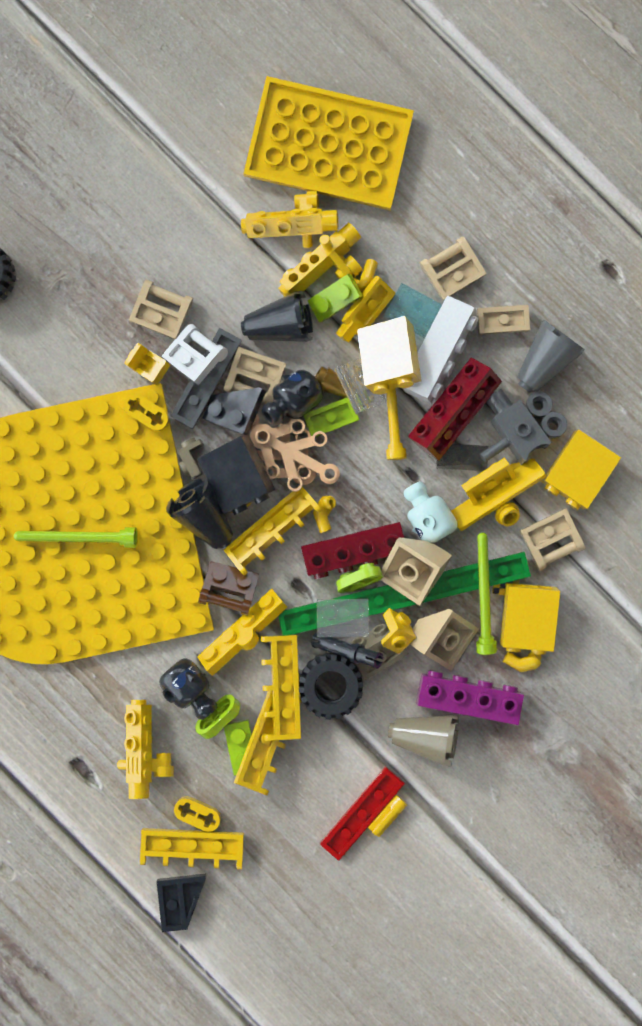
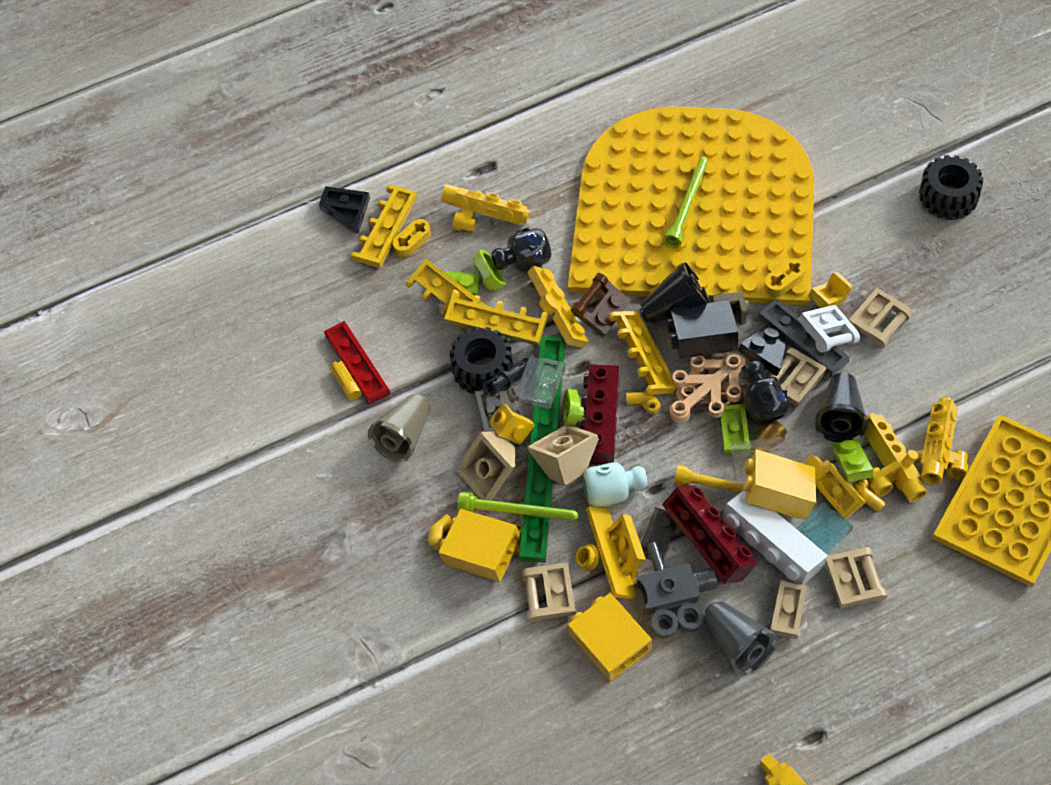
camera: 115 degrees right, 30 degrees down
(470, 698) = (423, 474): magenta brick -> none

